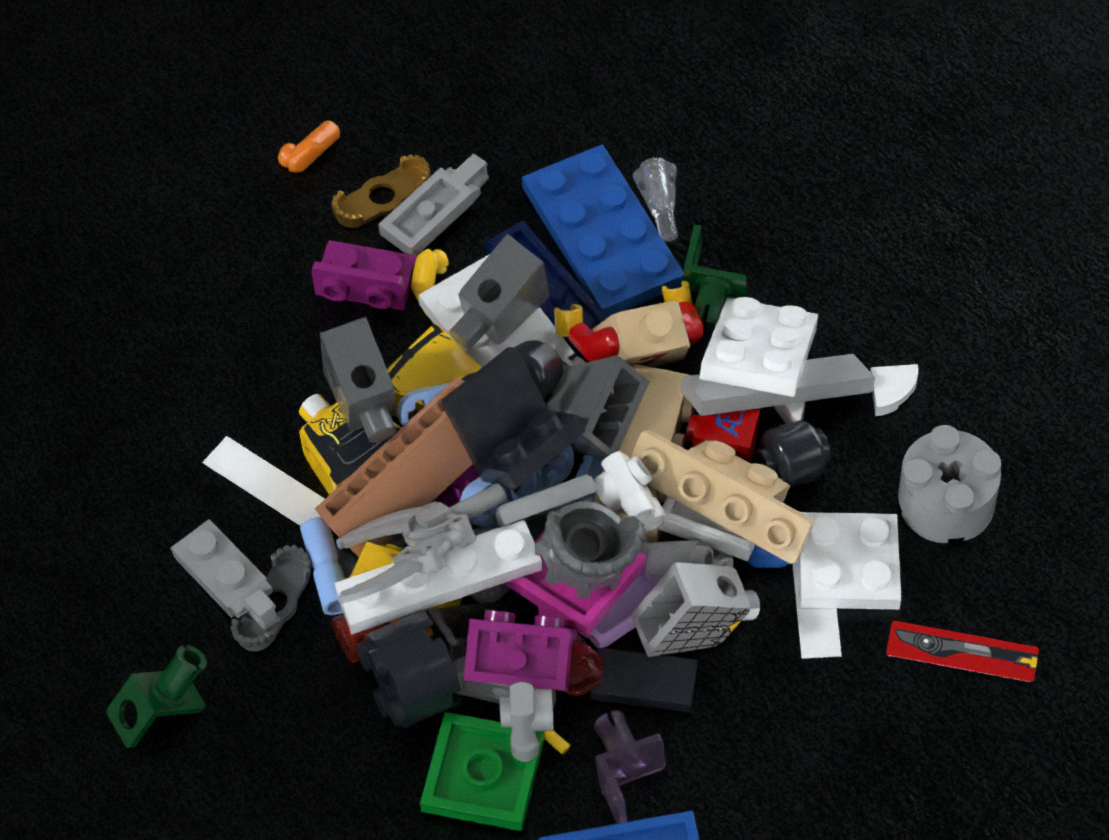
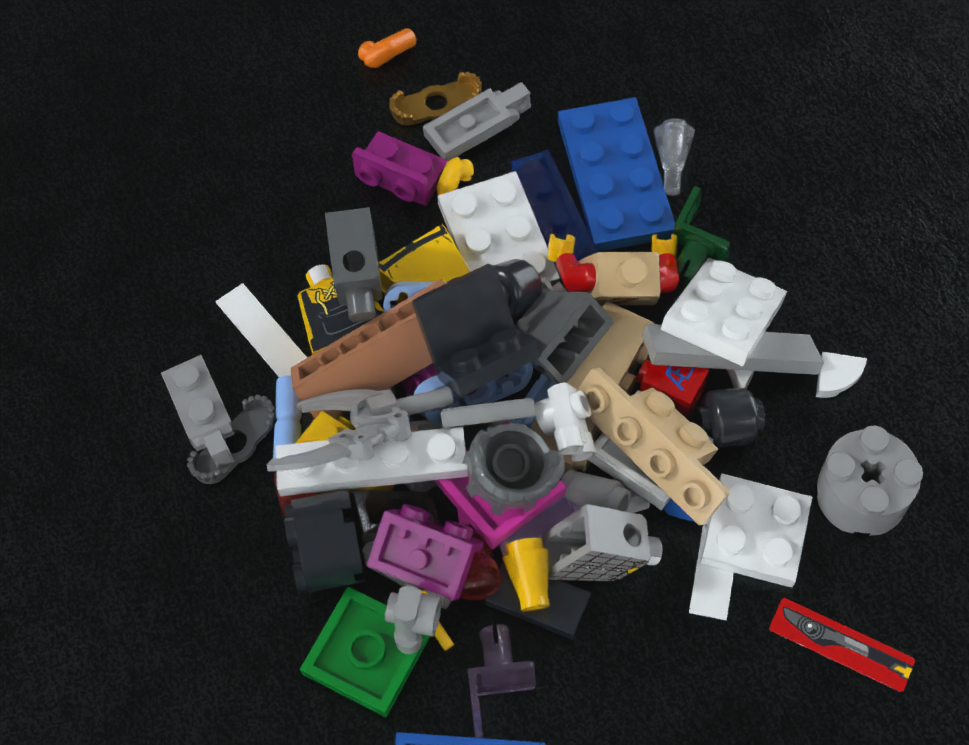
camera: 15 degrees right, 5 degrees up
(159, 694) = (107, 506): dark green bracket -> none
(500, 294) = (503, 212): dark grey torso -> none
(629, 650) = (529, 572): none -> yellow cone

